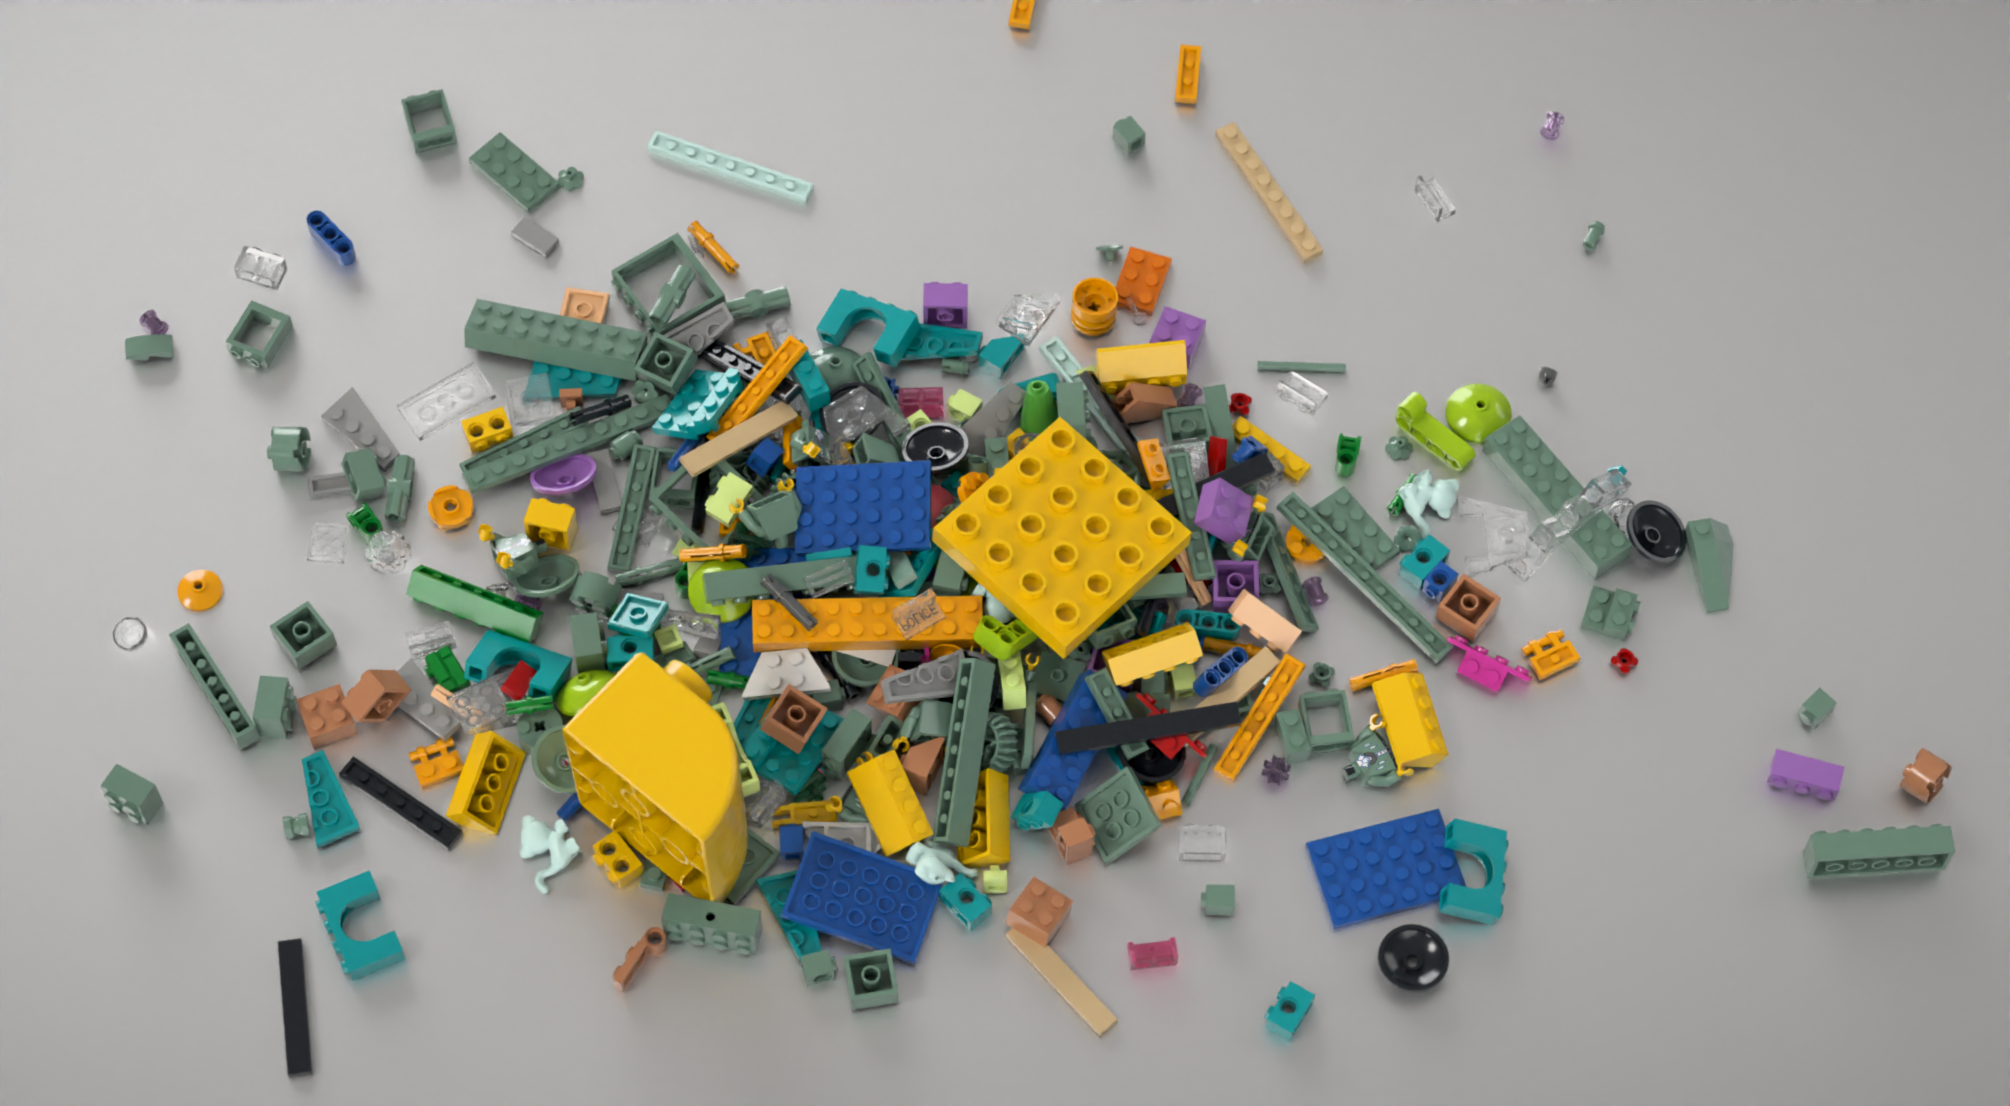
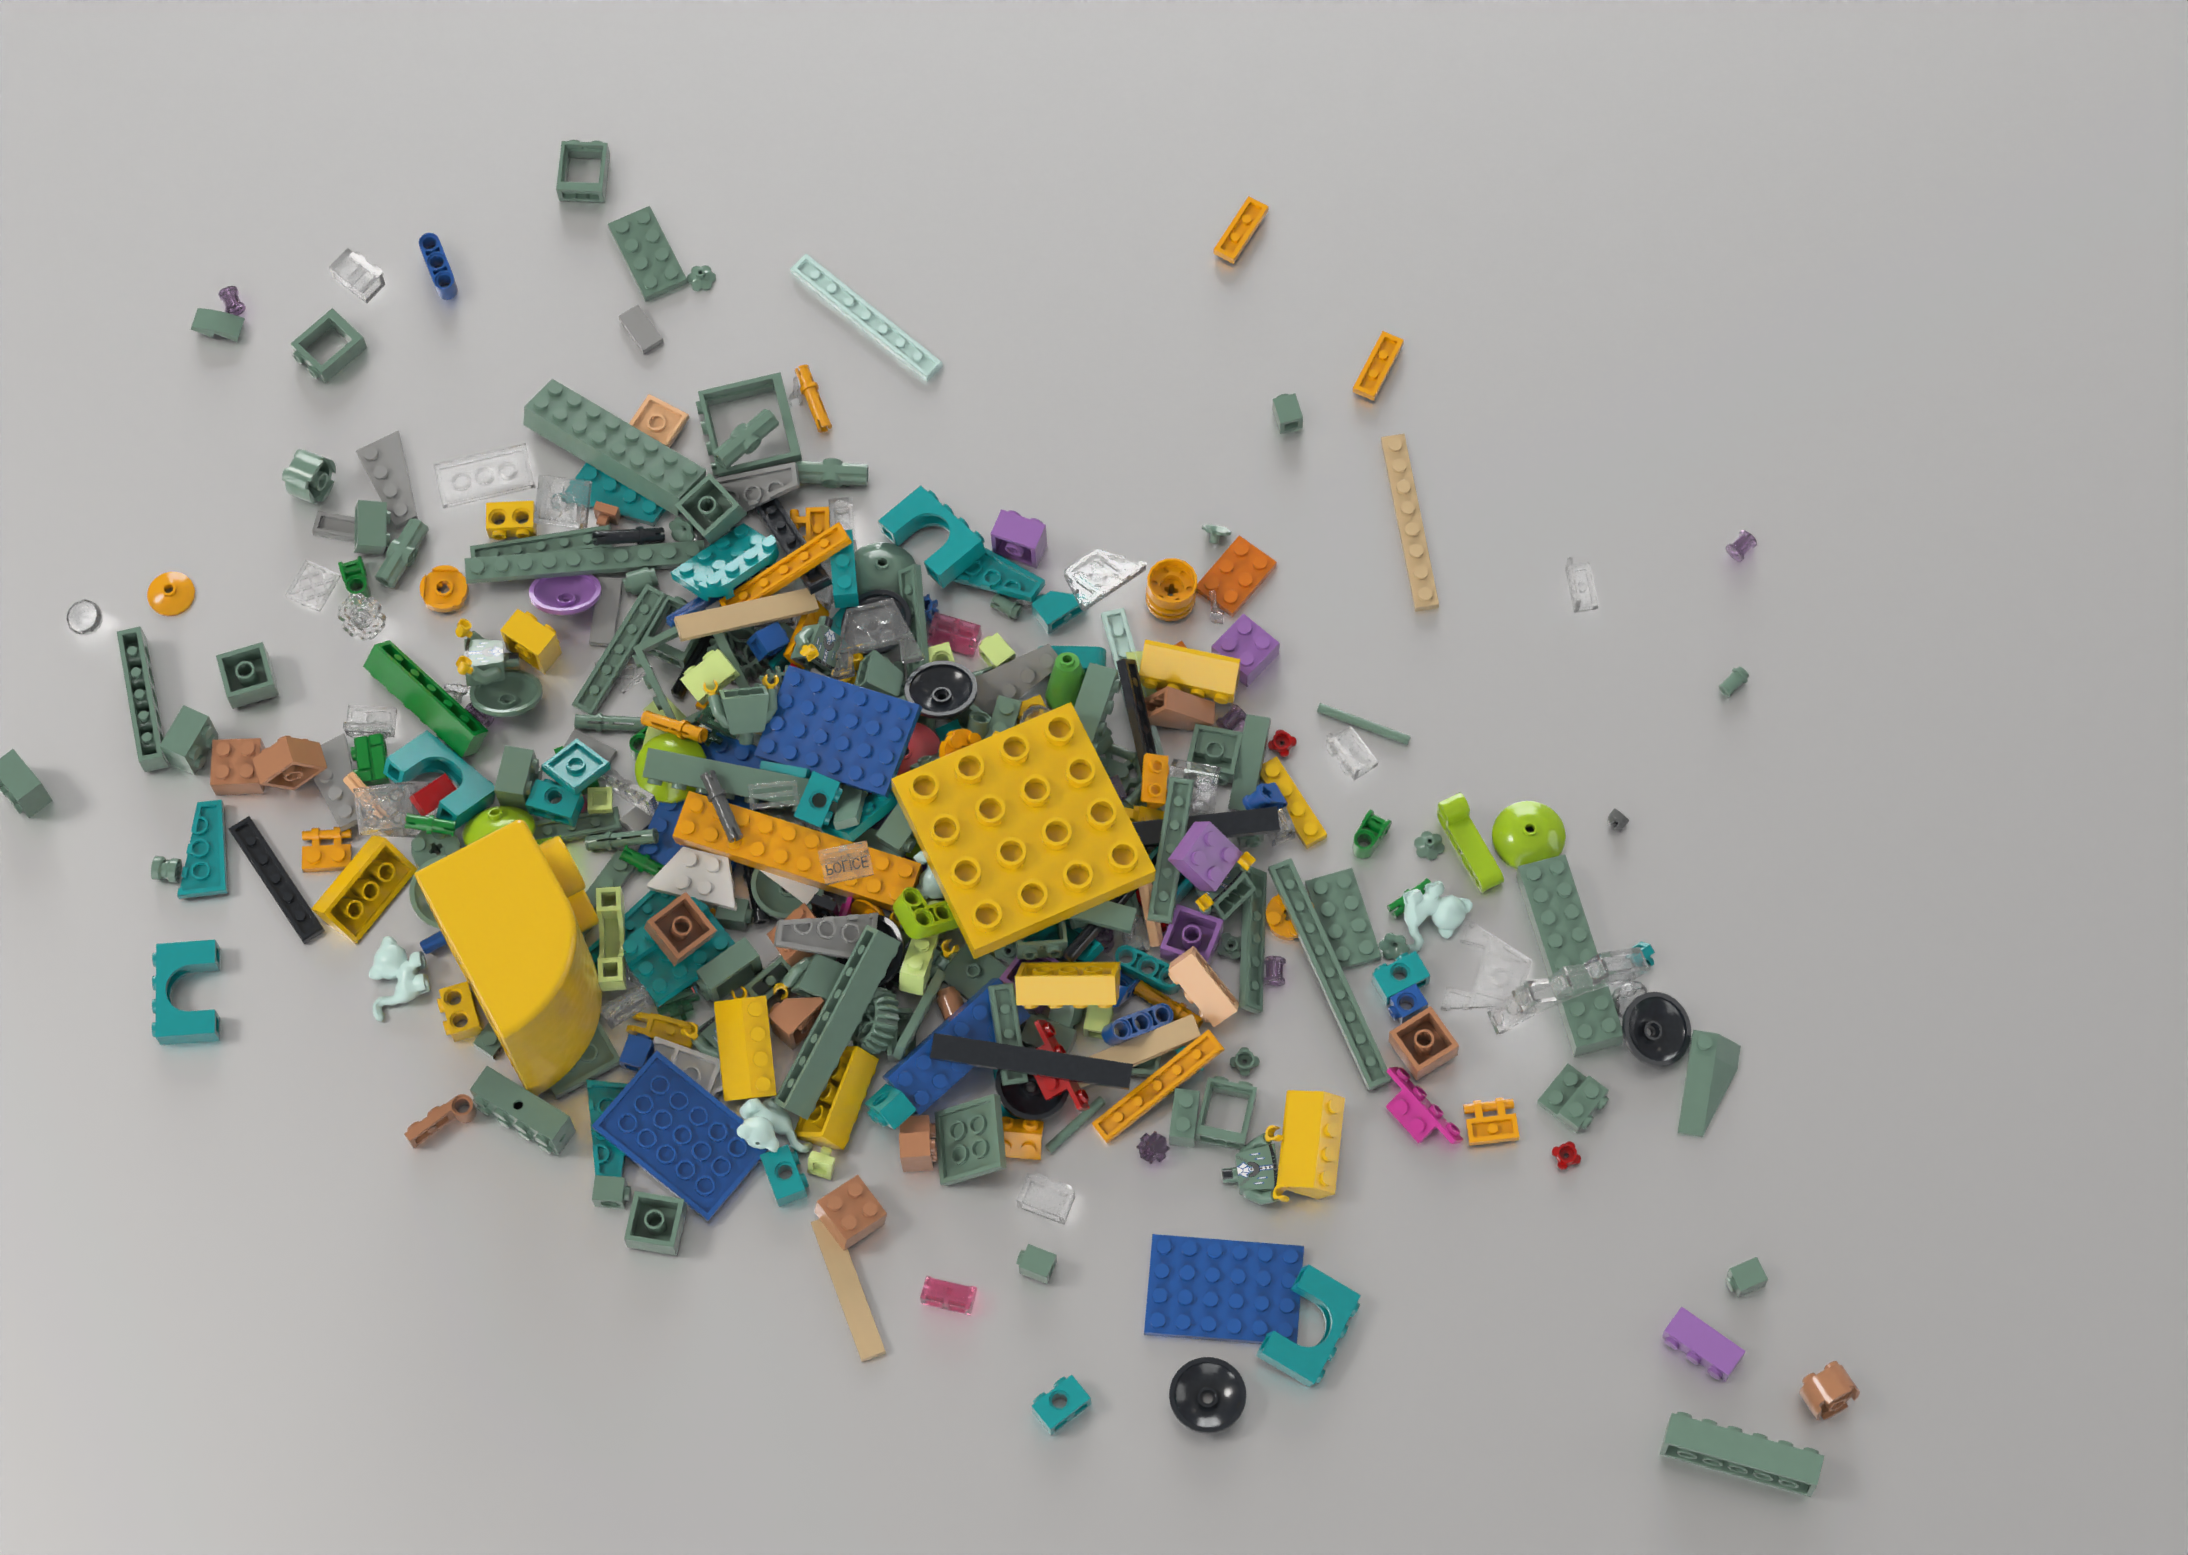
camera: 25 degrees right, 5 degrees up
(295, 1008) = (94, 1053): black tile -> none
(595, 594) = (545, 729): sand green brick -> none
(1217, 455) = (1230, 792): red tile -> none
(1366, 680) = (1318, 1083): light orange pin -> none

